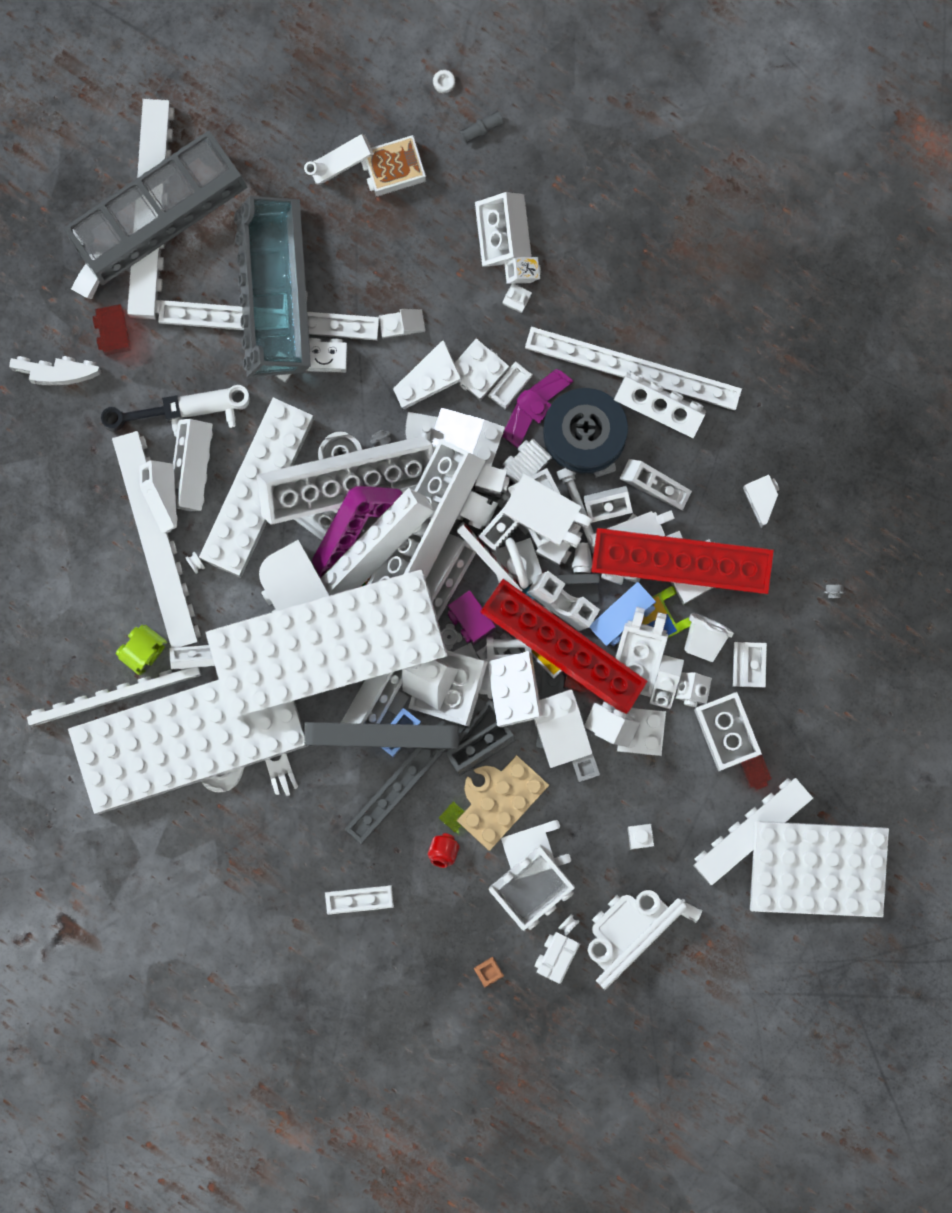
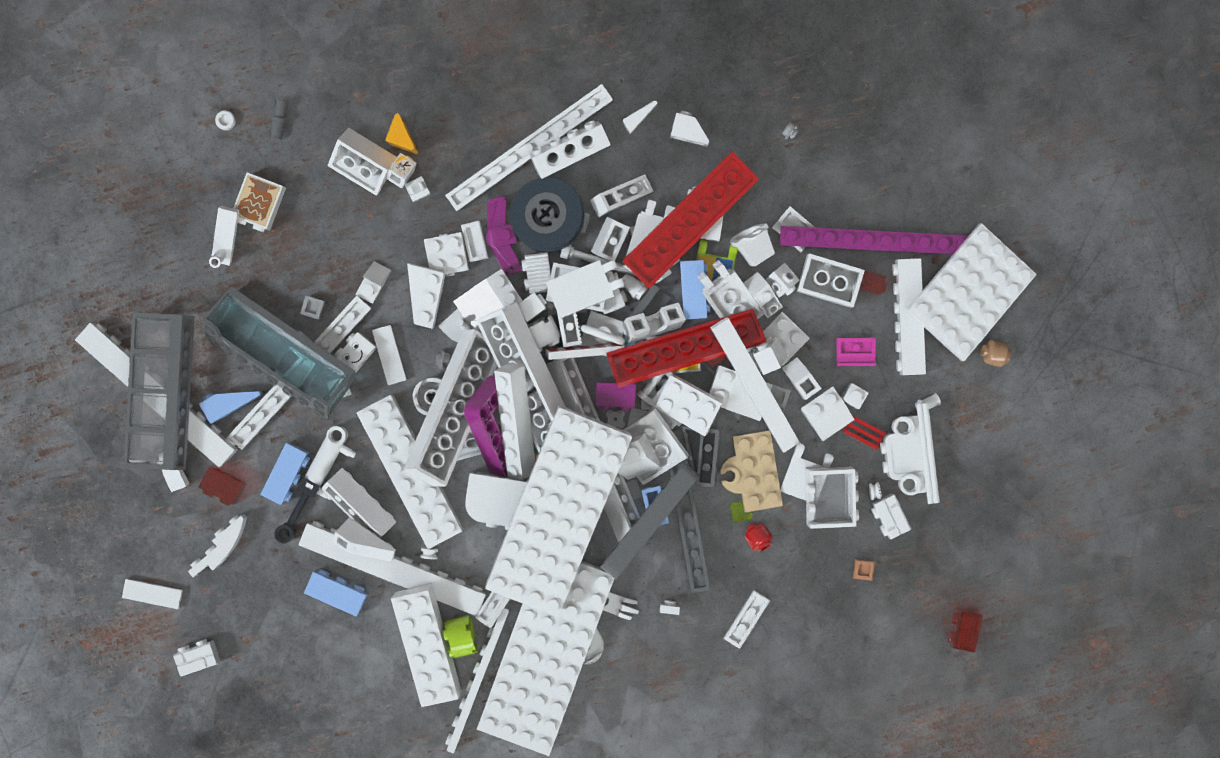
camera: 55 degrees left, 5 degrees up
(94, 506) = (336, 592): none -> light blue brick
(108, 623) = (425, 645): none -> white brick
(167, 378) = (285, 473): none -> light blue brick
(185, 274) = (221, 405): none -> light blue slope
(315, 819) = (669, 607): none -> white plate
(336, 286) = (312, 307): none -> light grey plate
(347, 388) = (389, 355): none -> white tile
(506, 1109) = (965, 630): none -> clear red brick
(552, 245) = (400, 136): none -> light orange slope
(579, 735) = (754, 384): none -> white tile
(605, 825) = (827, 414): none -> white slope
(618, 775) = (801, 378): none -> white slope
(623, 871) = (878, 439): none -> red tile
(682, 807) = (855, 351): none -> dark pink plate
(737, 444) = (634, 120): none -> white slope
(781, 936) = (996, 353): none -> medium nougat head
(793, 740) = (870, 240): none -> magenta plate

